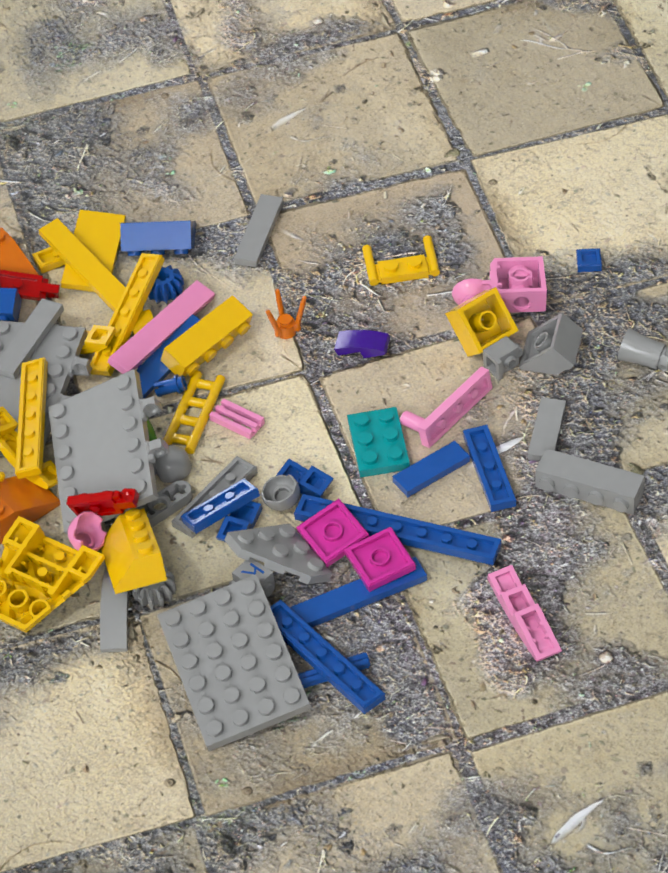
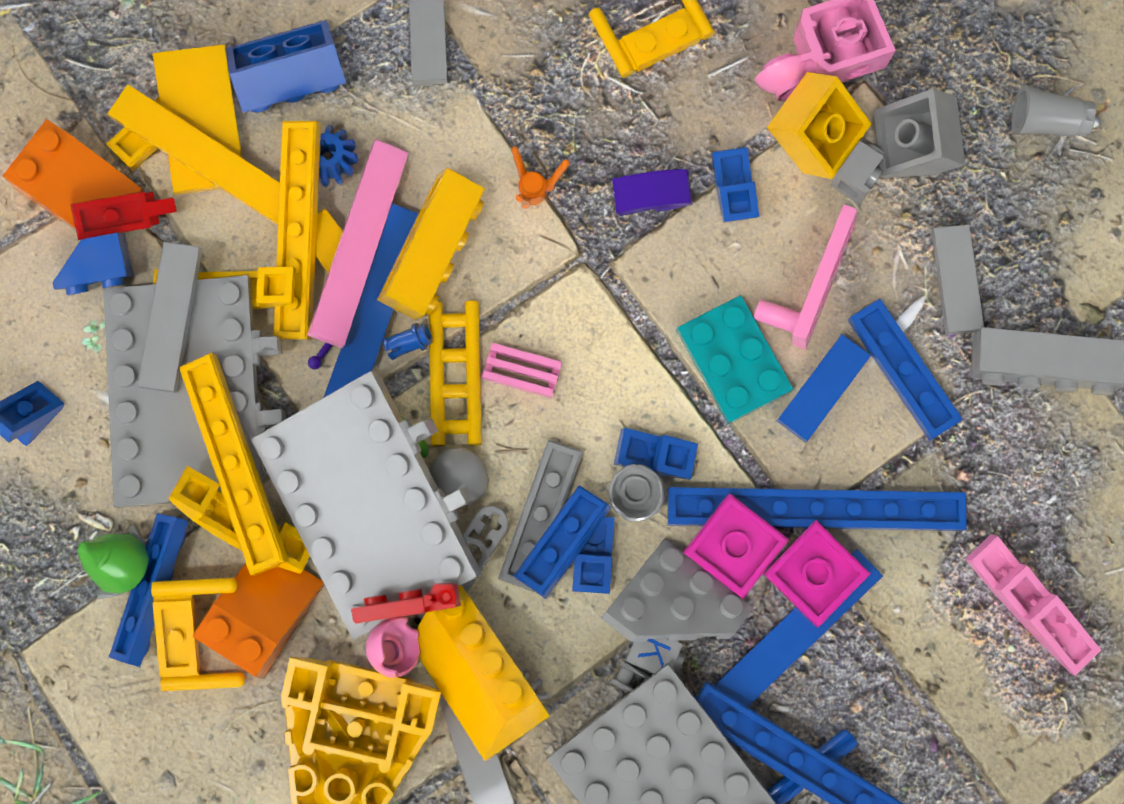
camera: 25 degrees left, 30 degrees up
(418, 350) = (735, 185): none -> blue slope

